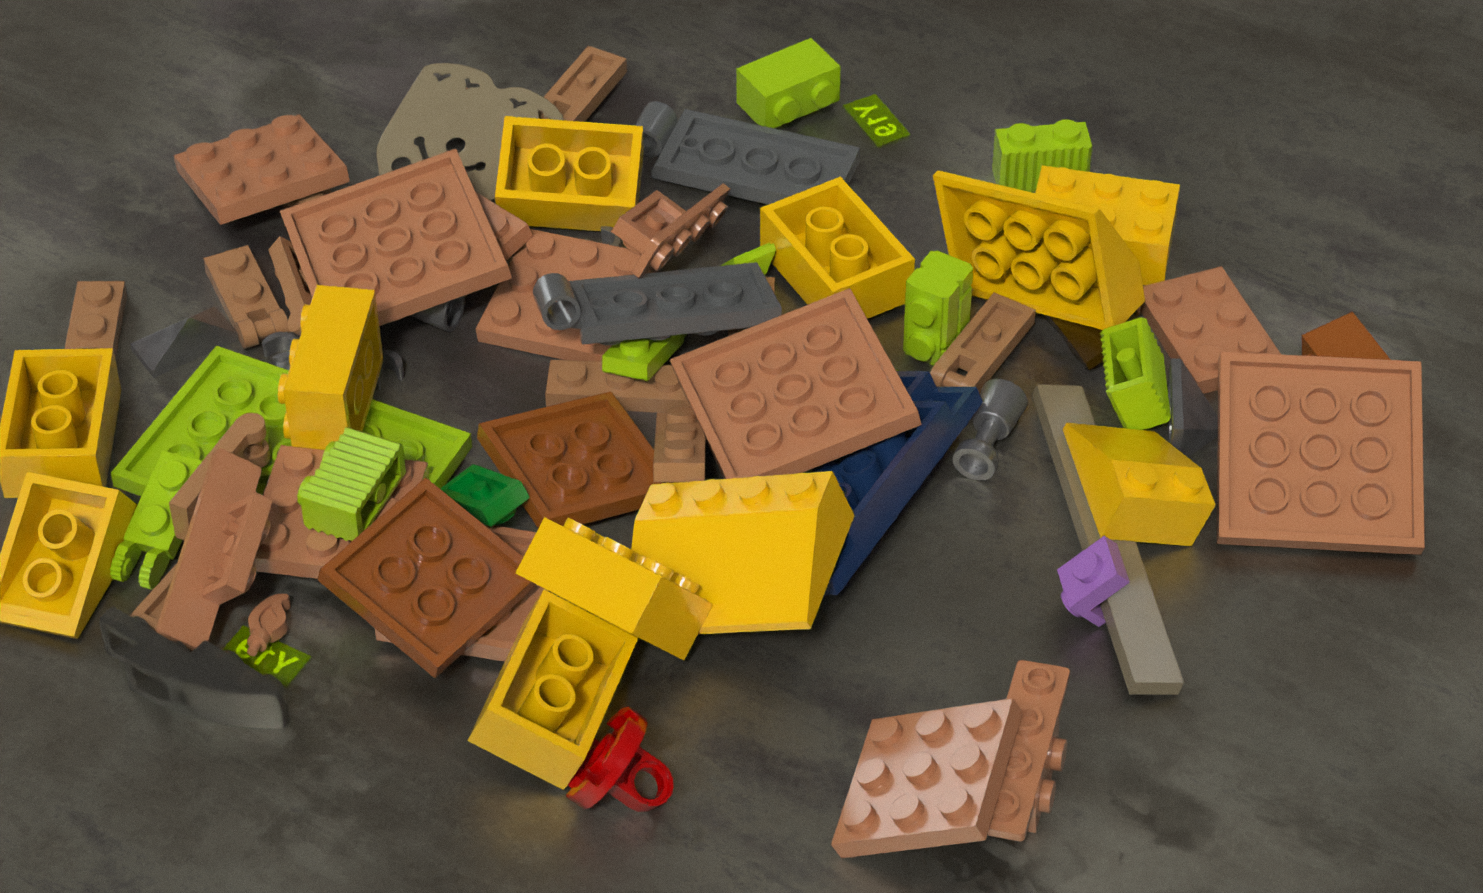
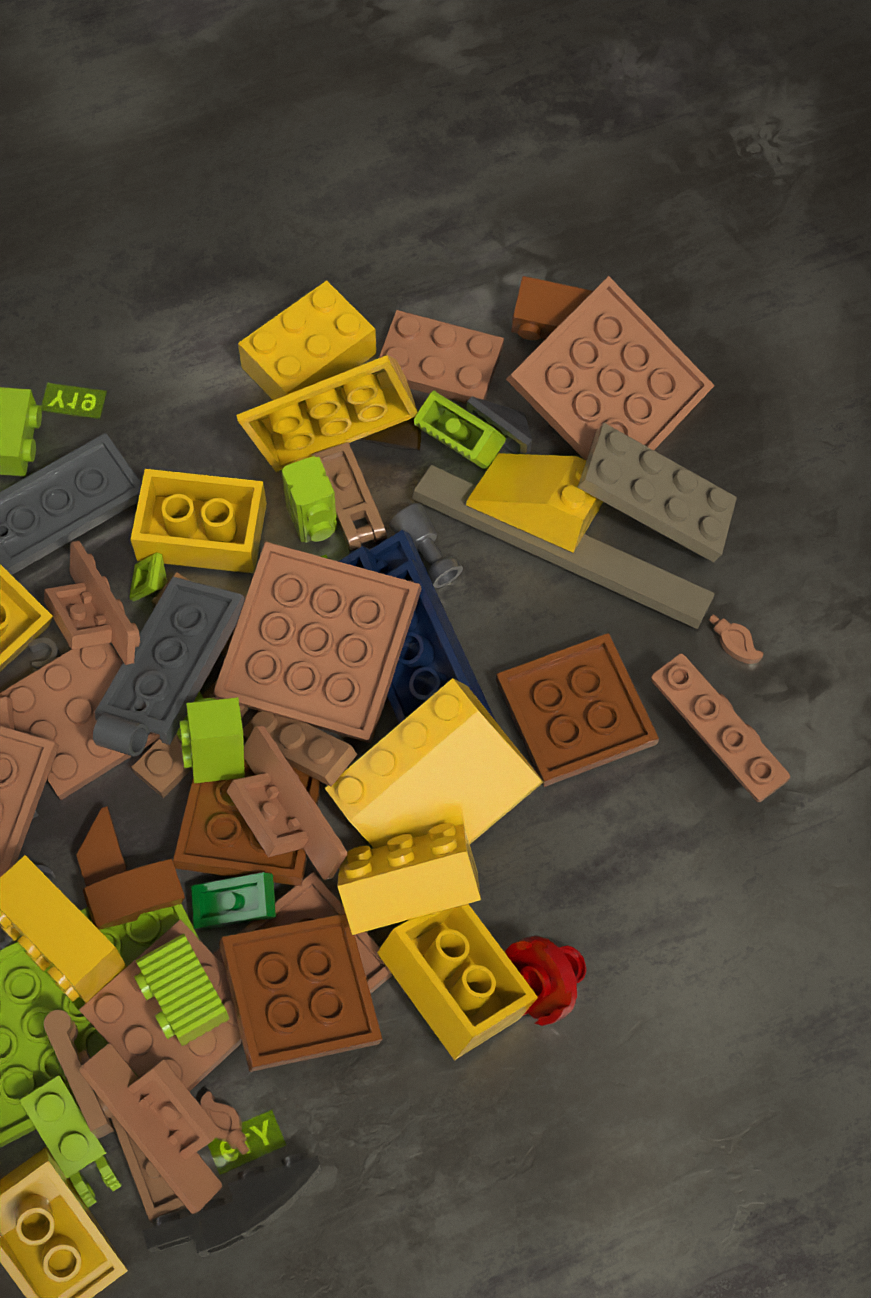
camera: 55 degrees left, 20 degrees up
(428, 418) = (132, 893): none -> dark orange slope
(447, 387) = (100, 851): none -> dark orange slope
(592, 455) = (282, 809): none -> nougat bracket
(616, 370) = (213, 740): none -> lime brick
(927, 779) = (698, 797): nougat plate -> none
(933, 640) = (576, 709): none -> dark orange plate
(1025, 148) = (214, 335): lime brick -> none
(1092, 579) = (610, 583): medium lavender bracket -> none
(1152, 736) = (736, 641): none -> nougat piece
(1234, 556) = (658, 492): none -> dark tan plate

